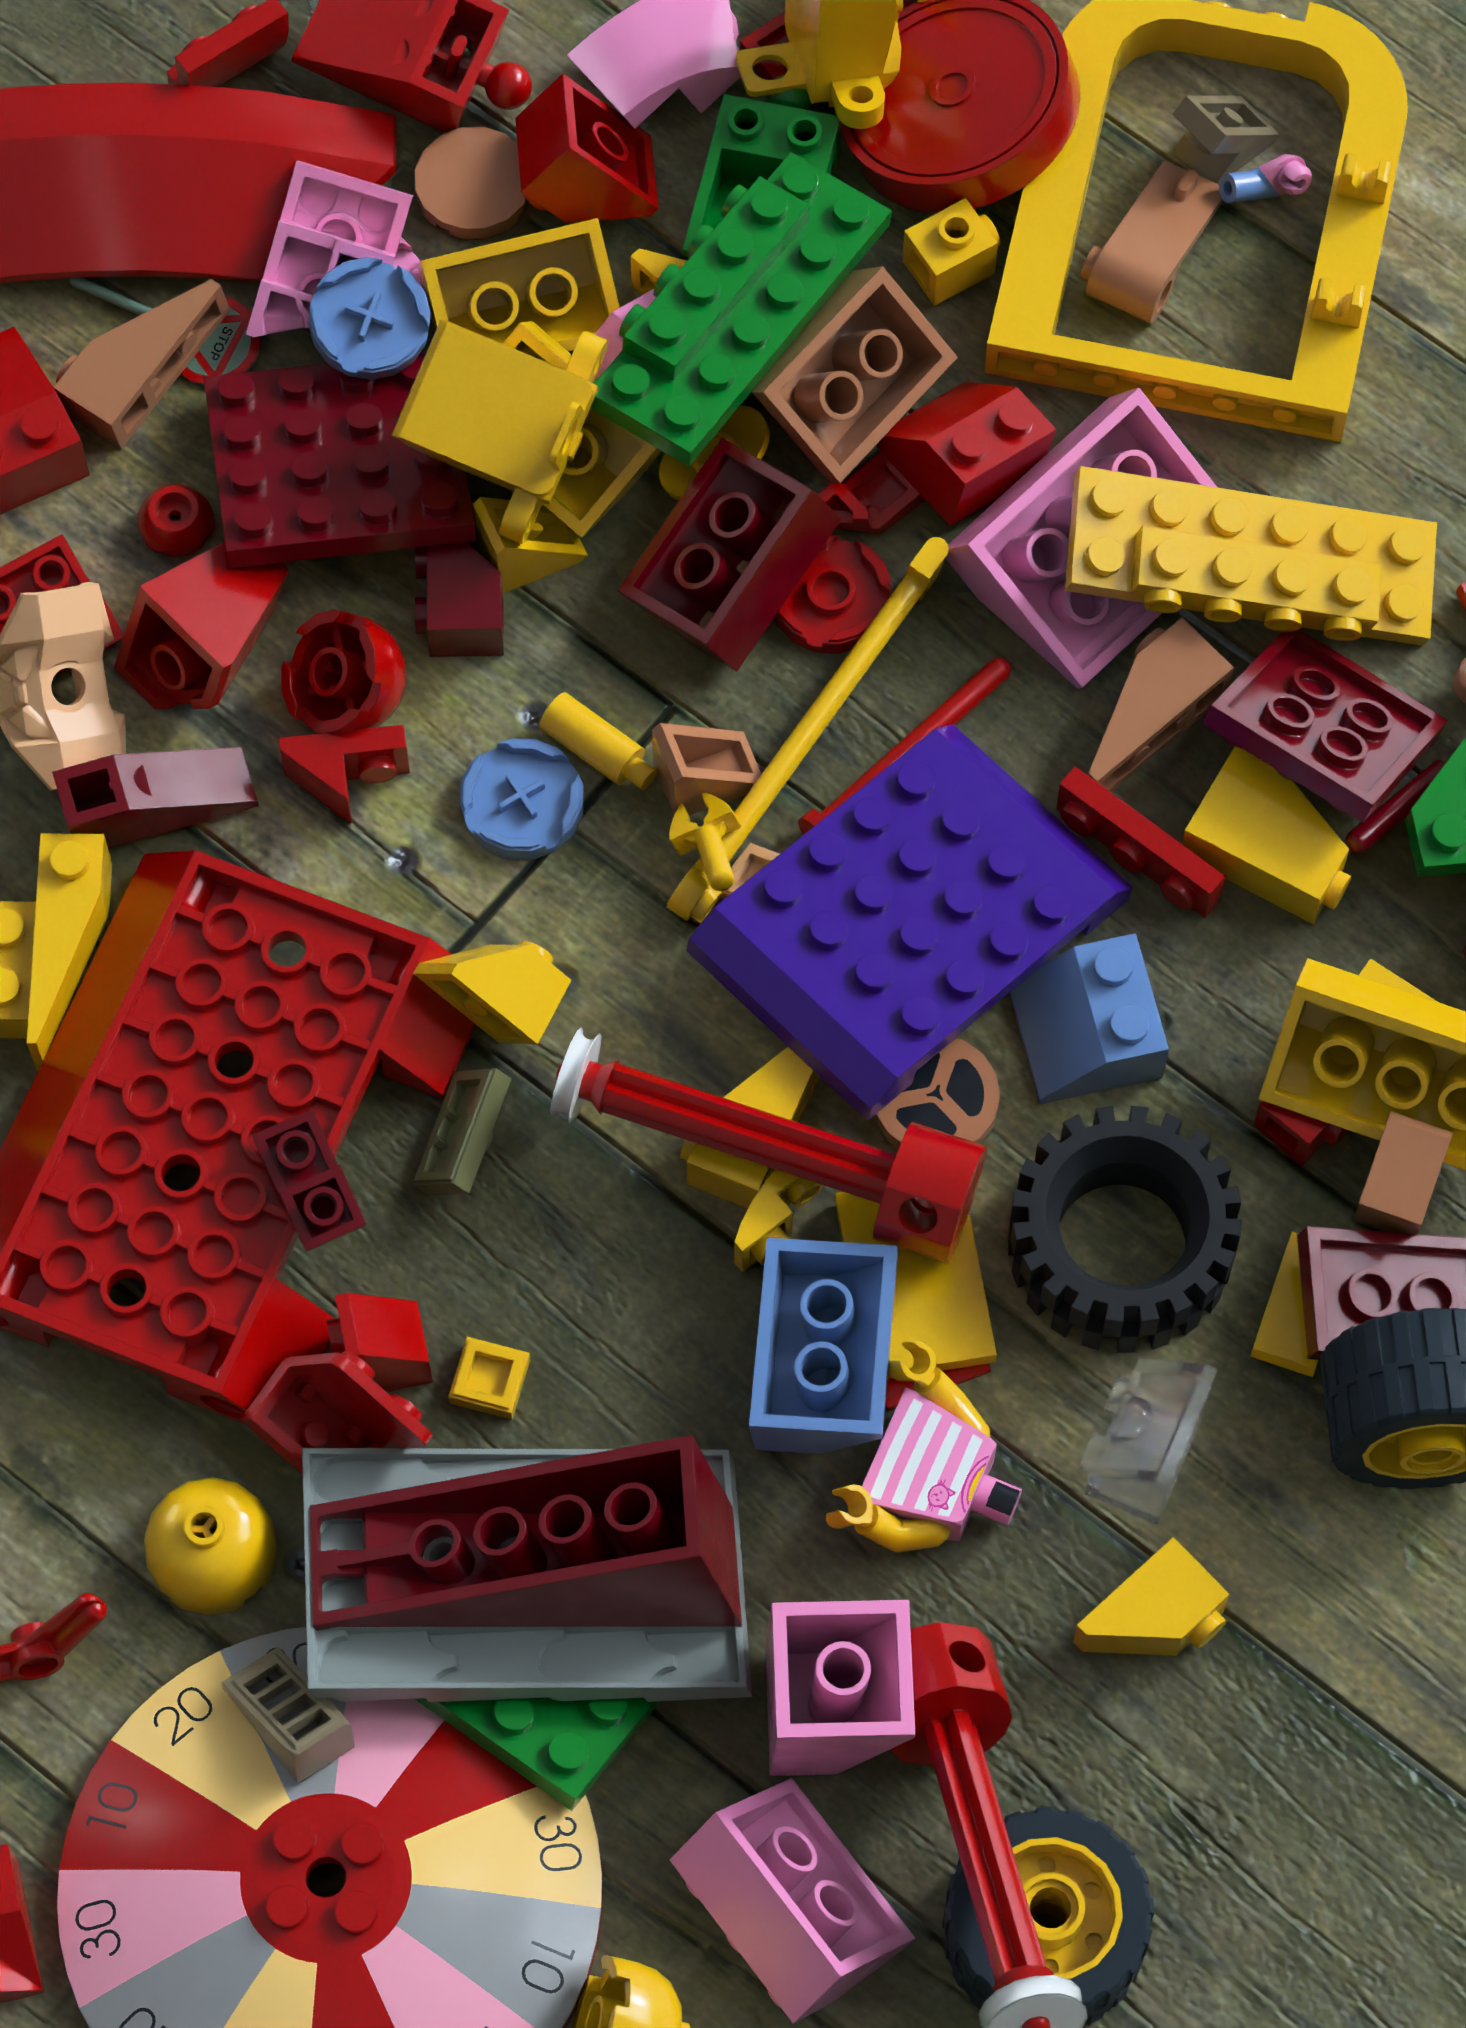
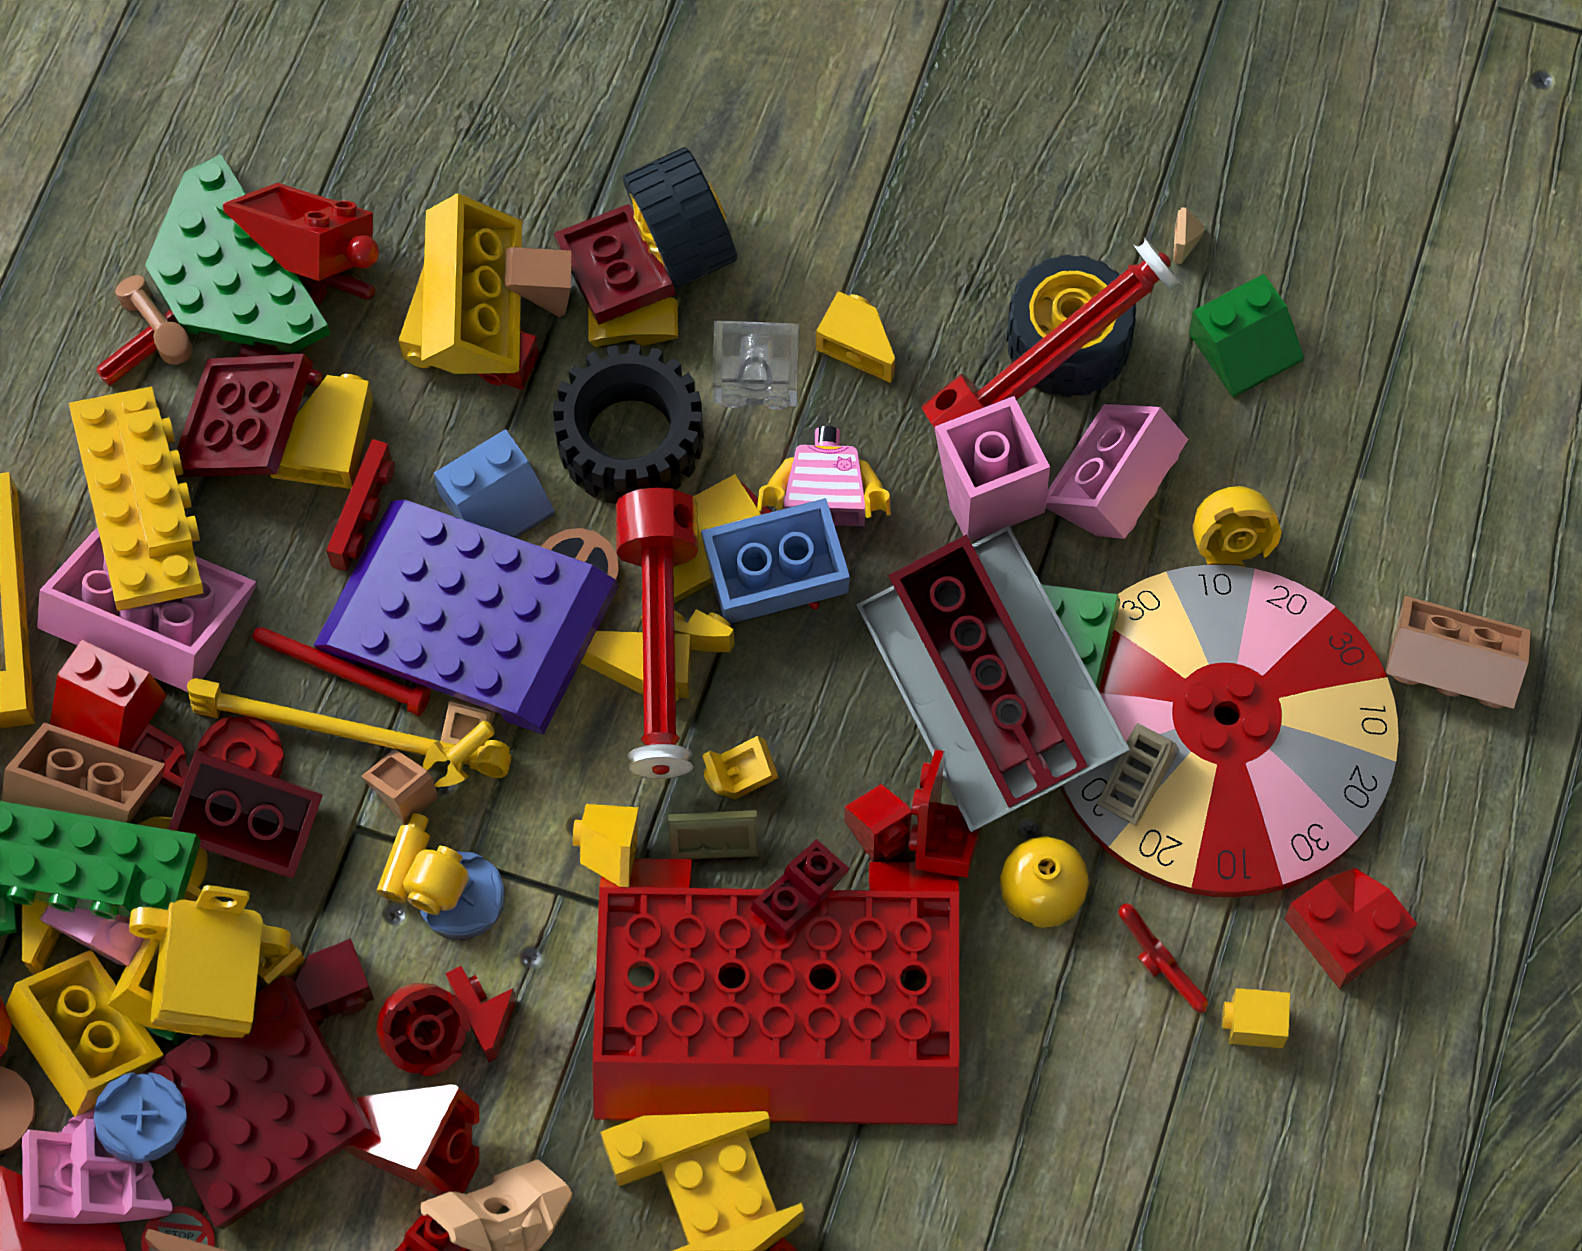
camera: 110 degrees left, 0 degrees up
(153, 792) = (552, 1126): dark red slope -> none
(179, 536) = (338, 1219): red plate -> none
(489, 1378) = (866, 762): yellow tile -> none
(537, 755) = (436, 880): none -> yellow head
(542, 1195) = (740, 769): none -> yellow bracket
(1164, 694) = (256, 528): nougat slope -> none

